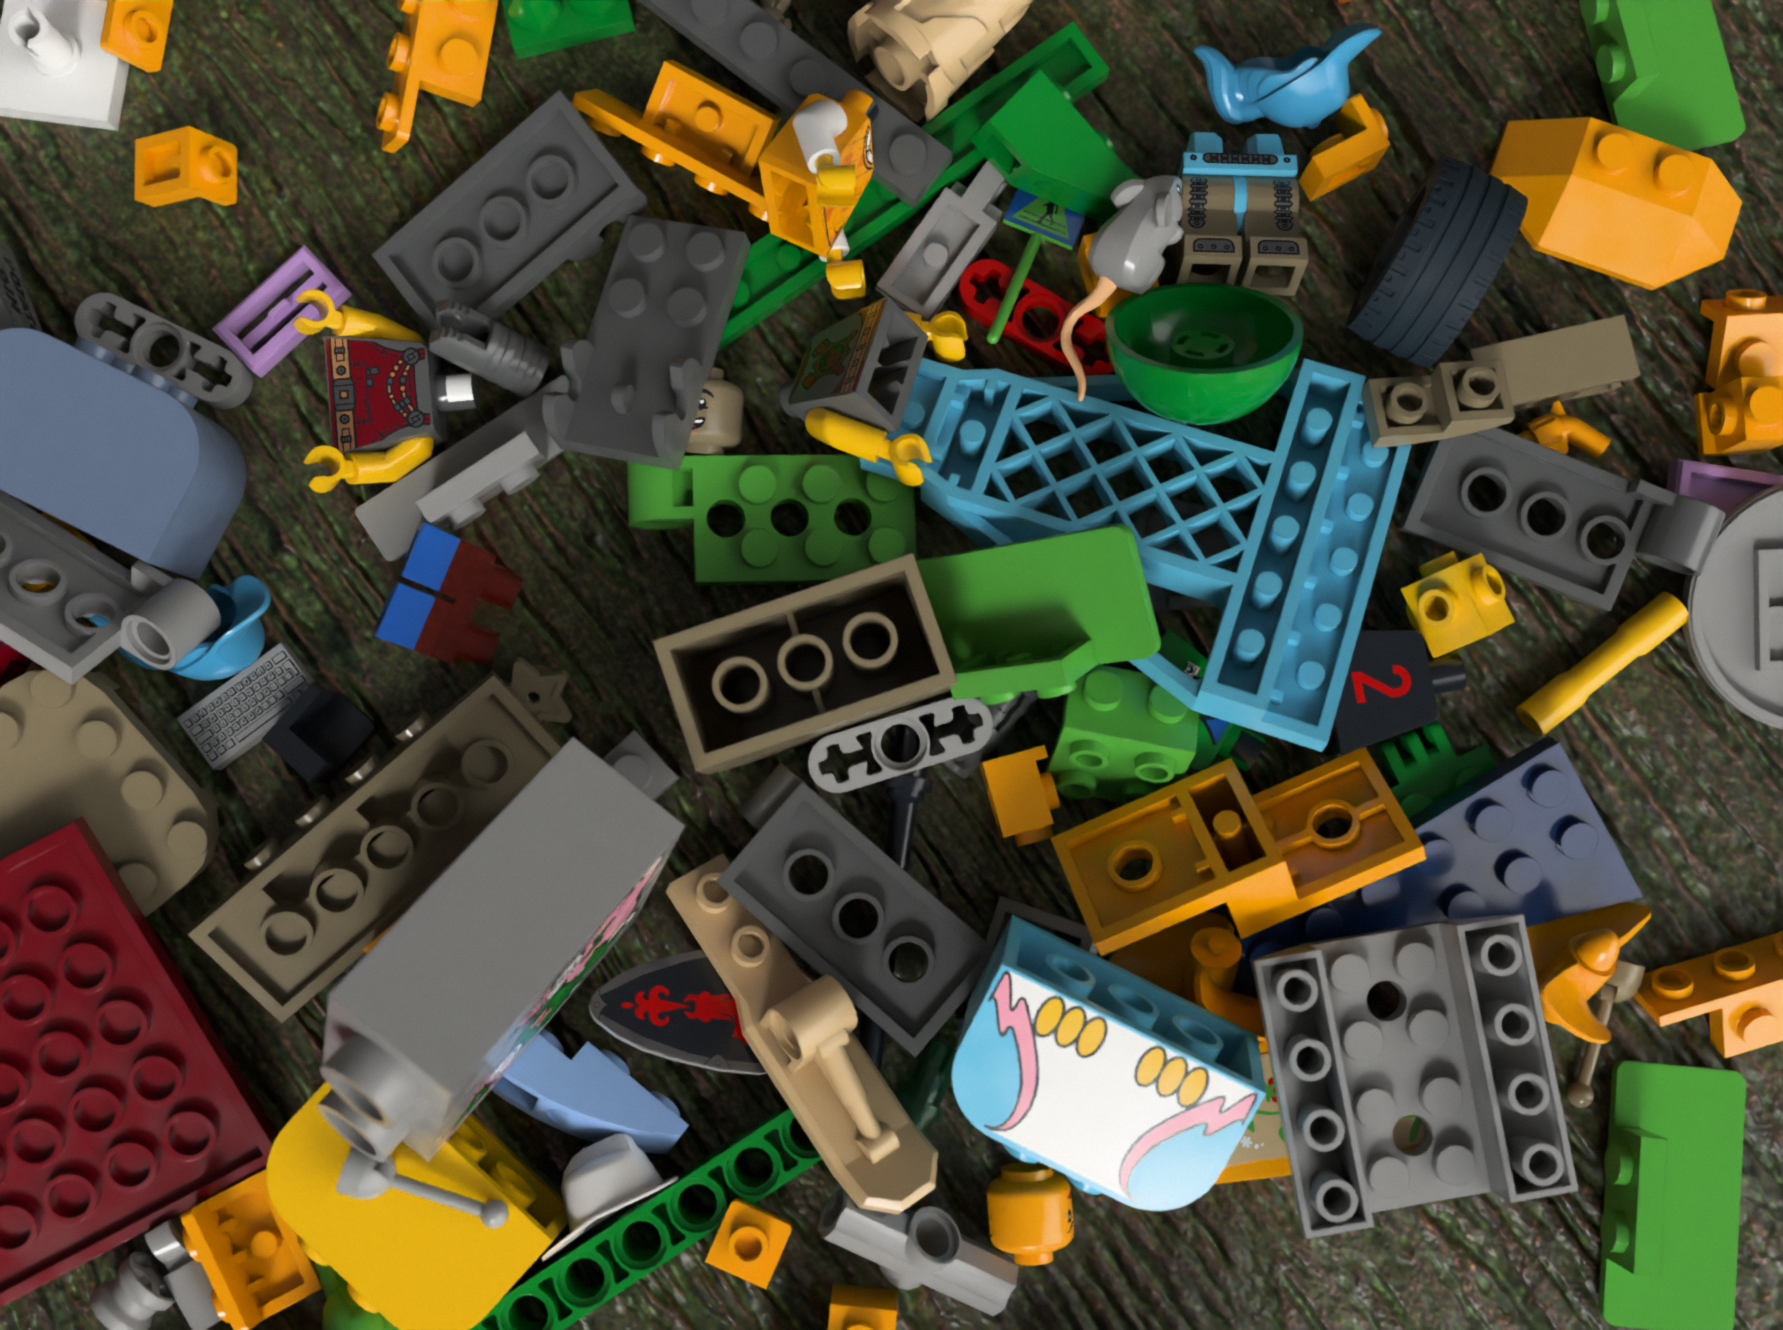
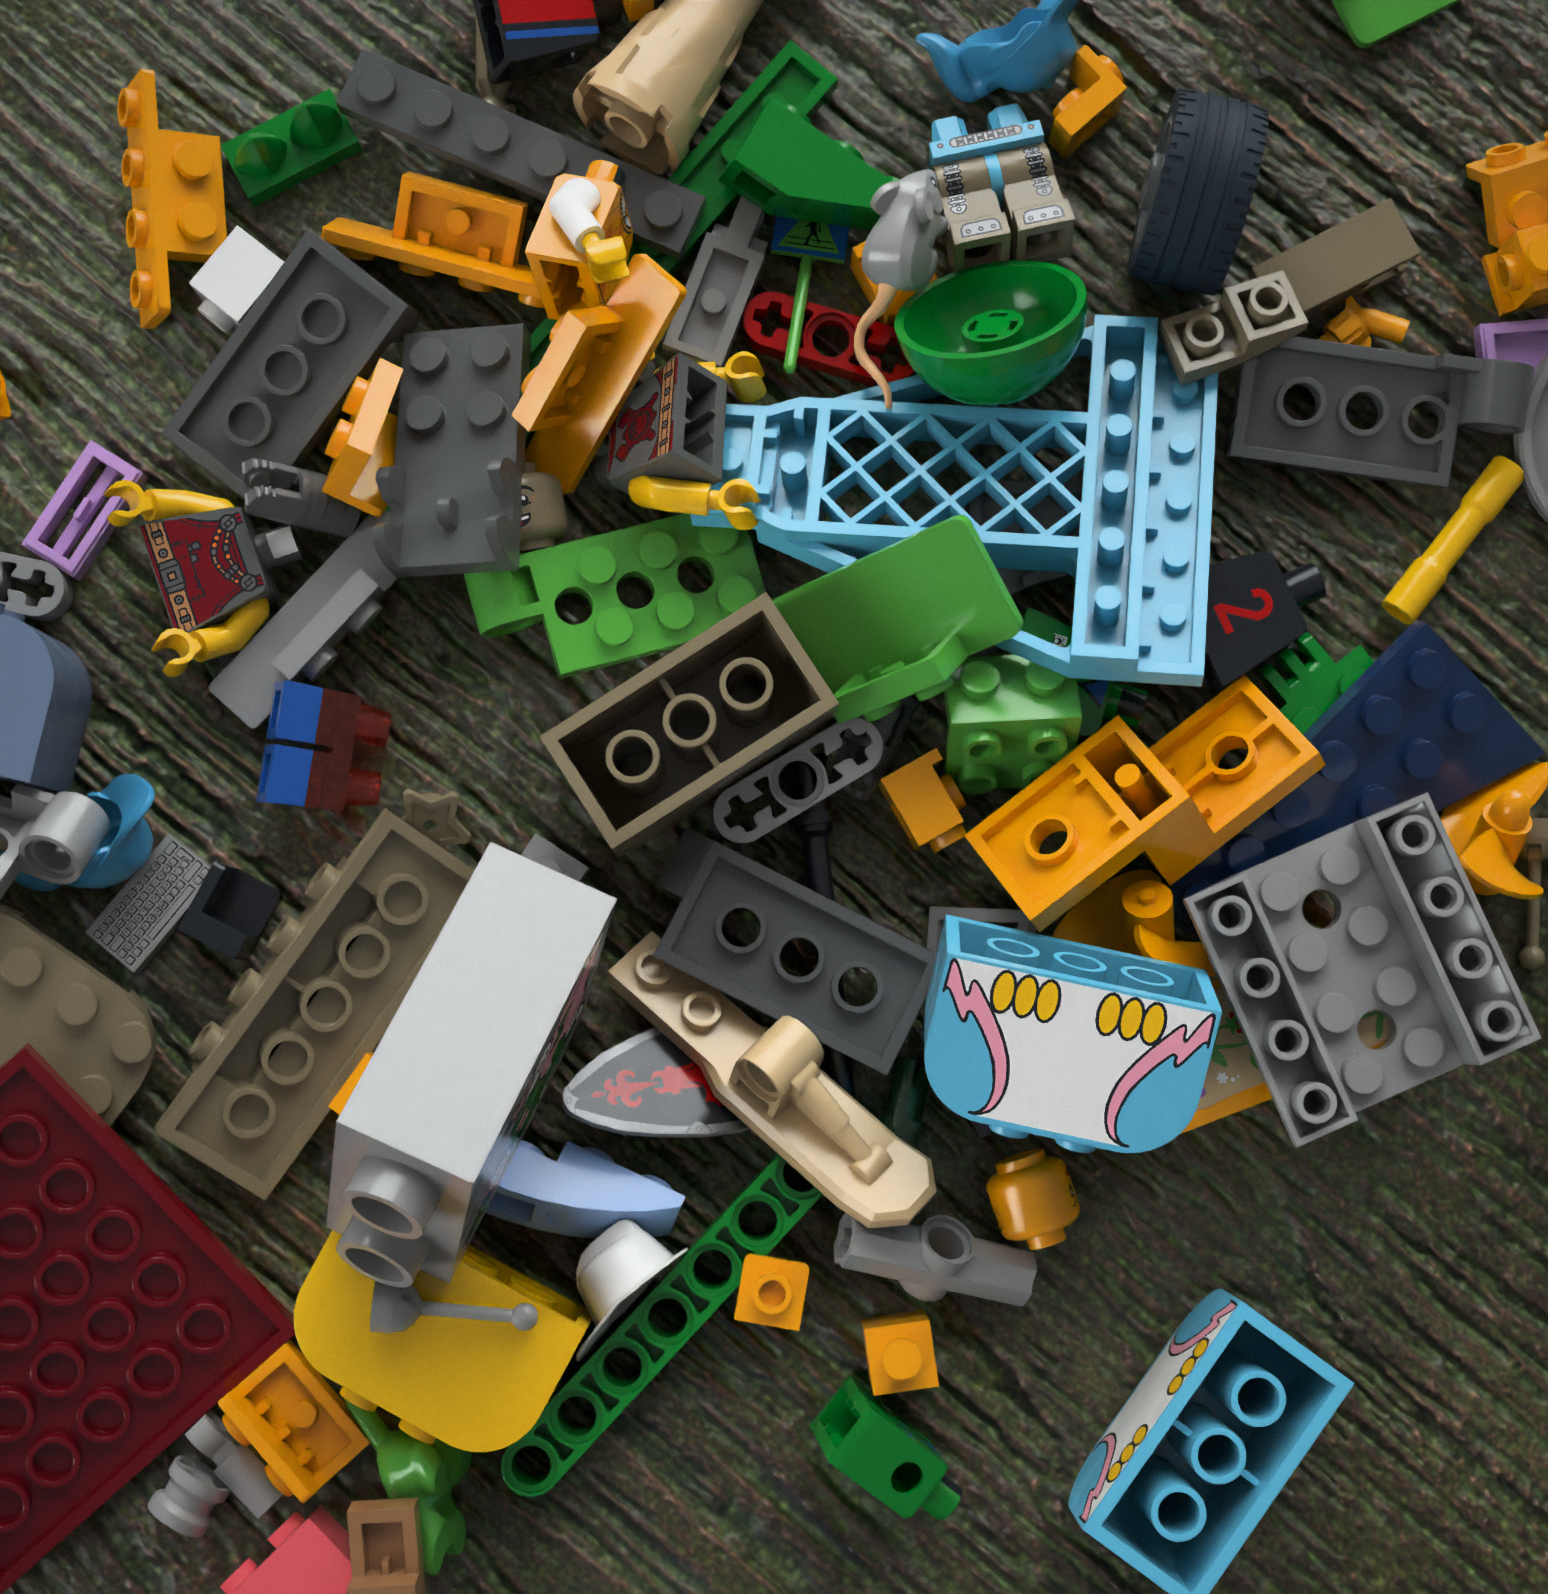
camera: 15 degrees left, 0 degrees up
(477, 121) = (234, 279): none -> white brick
(561, 310) = (364, 440): none -> light orange bracket
(800, 292) = (592, 370): none -> light orange bracket
(1456, 602) = (1298, 514): yellow brick -> none
(1617, 199) = (1358, 88): light orange wedge -> none

